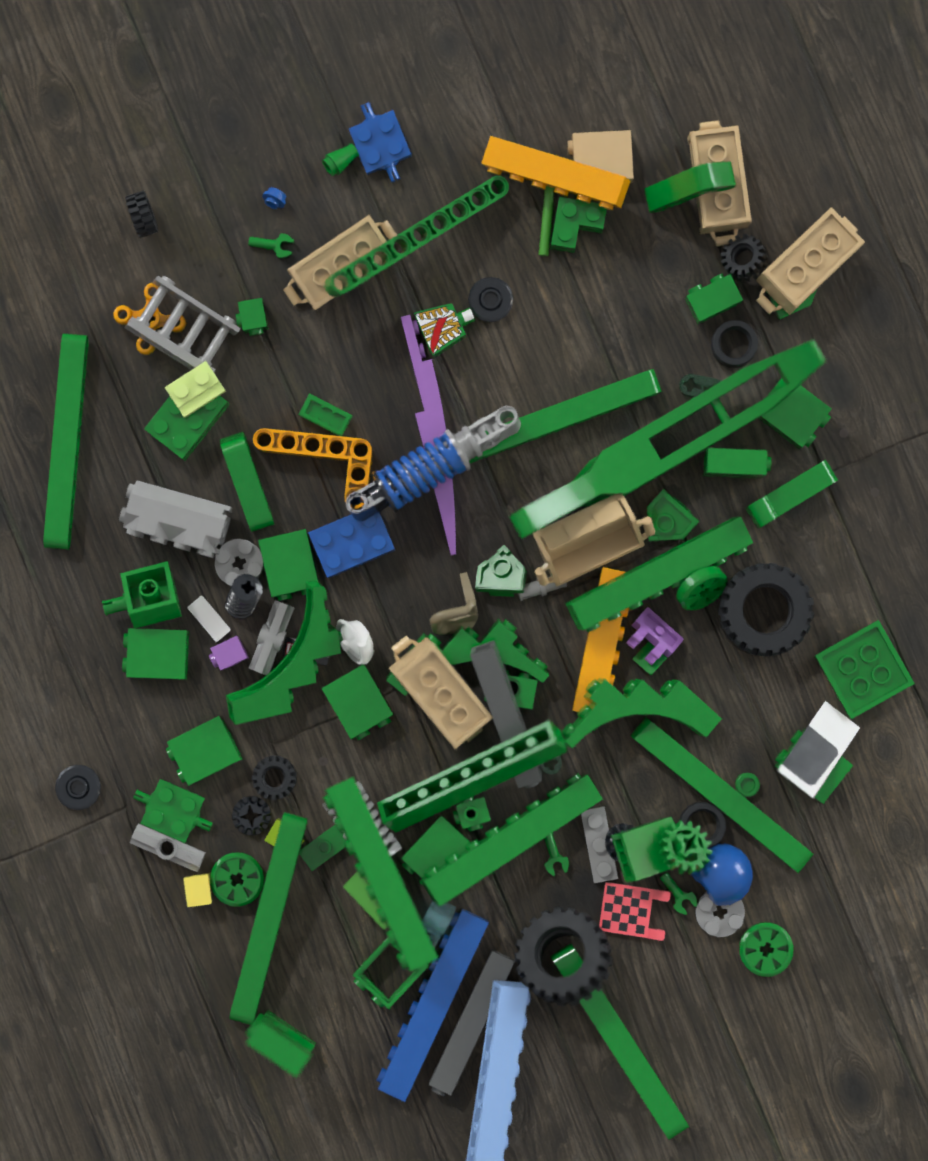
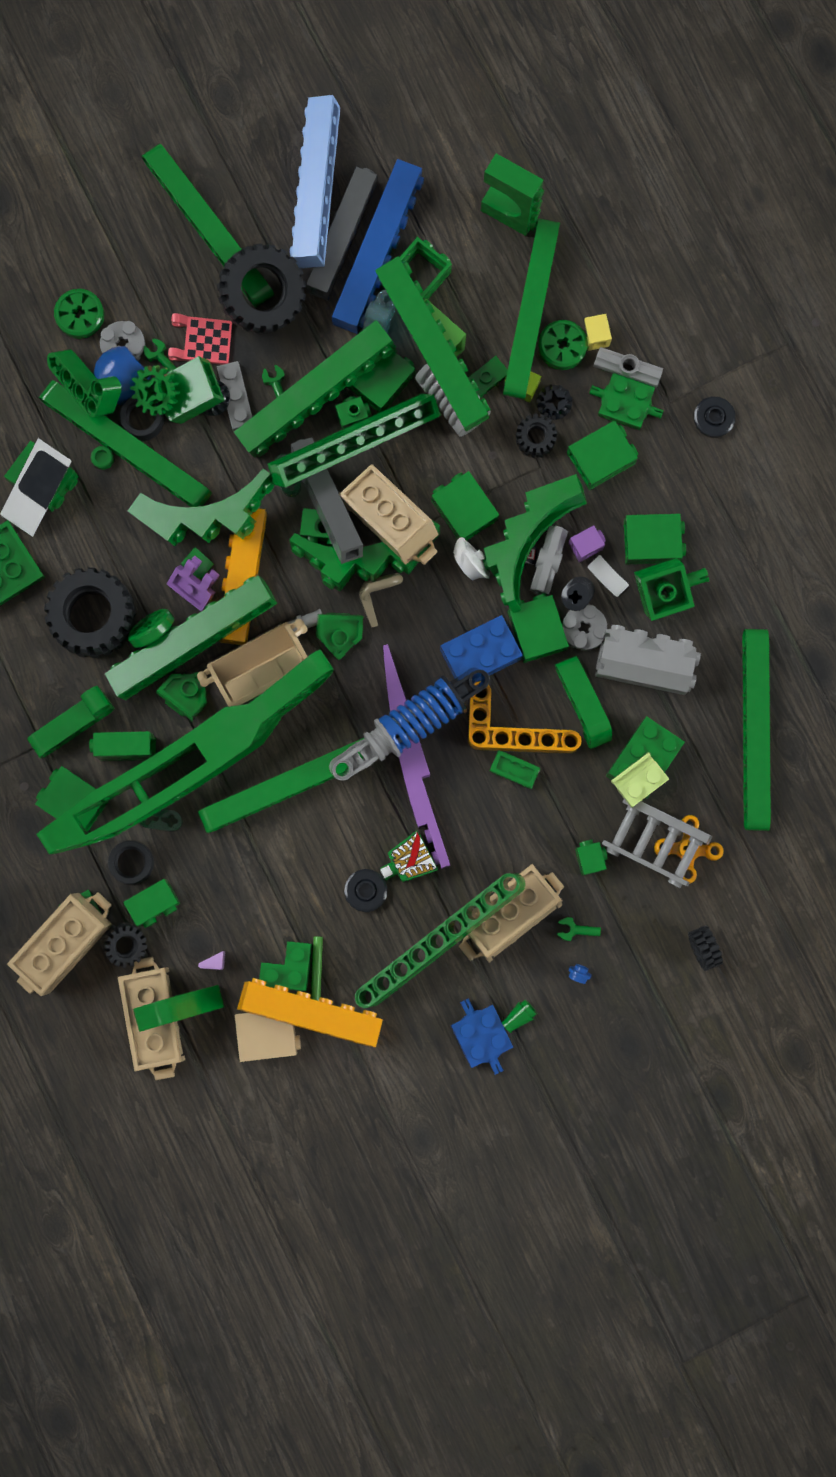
camera: 170 degrees right, 5 degrees down
(653, 234) = (214, 962): none -> lavender slope
(764, 862) = (94, 395): none -> green beam

